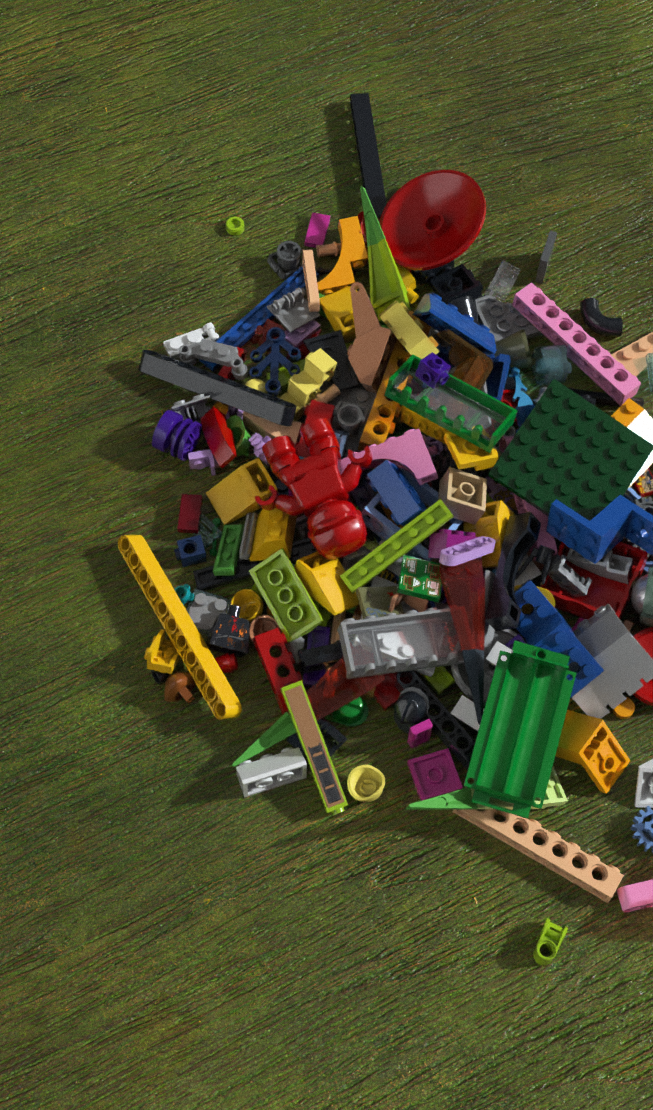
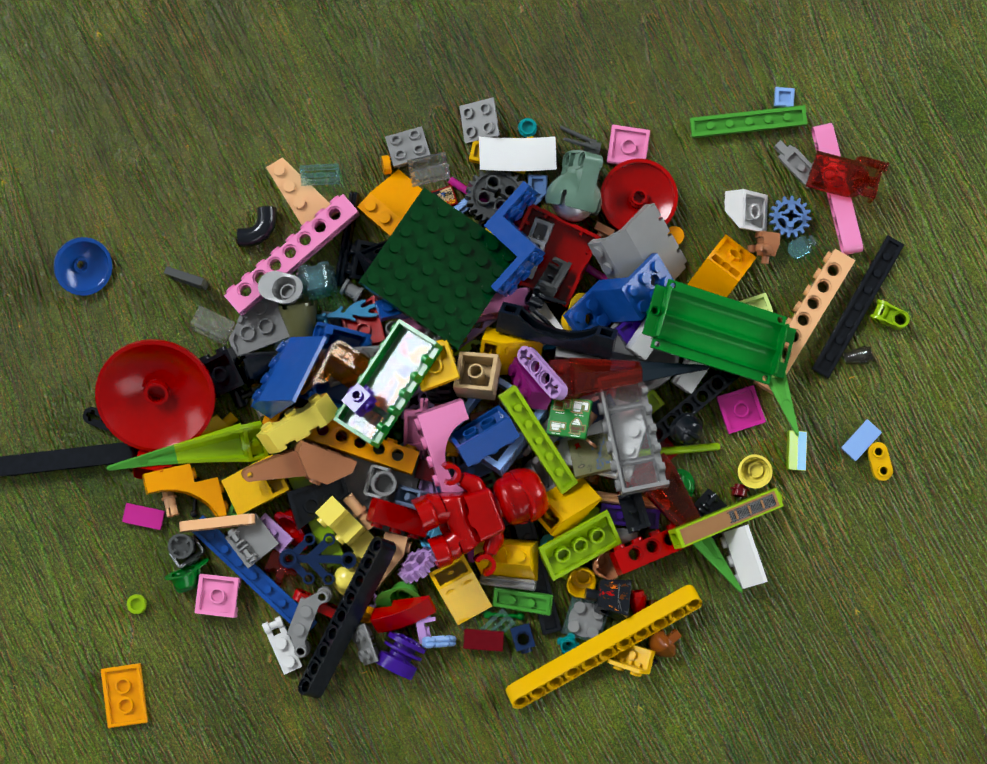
camera: 85 degrees left, 20 degrees up
(150, 216) = (124, 695): none -> light orange tile
(189, 471) = (439, 641): none -> light blue axle
(241, 283) = (217, 595): none -> bright pink panel
(257, 260) = (186, 578): none -> green piece
(344, 770) = (739, 490): none -> dark red plate
(380, 930) = (879, 461): none -> yellow plate
(389, 713) = (690, 448): none -> lime piece
(390, 833) = (796, 451): none -> slope
(403, 907) = (861, 440): none -> light blue tile
(420, 733) = (708, 422): dark pink tile -> none
(500, 906) = (861, 355): none -> clear smoke cone
(541, 327) = (280, 287): none -> light grey piece
(544, 168) = (94, 271): none -> blue dish
(558, 907) = (857, 307): none -> black tile
(619, 802) = (766, 245): none -> nougat piece
(622, 842) = (801, 246): none -> clear light blue arm

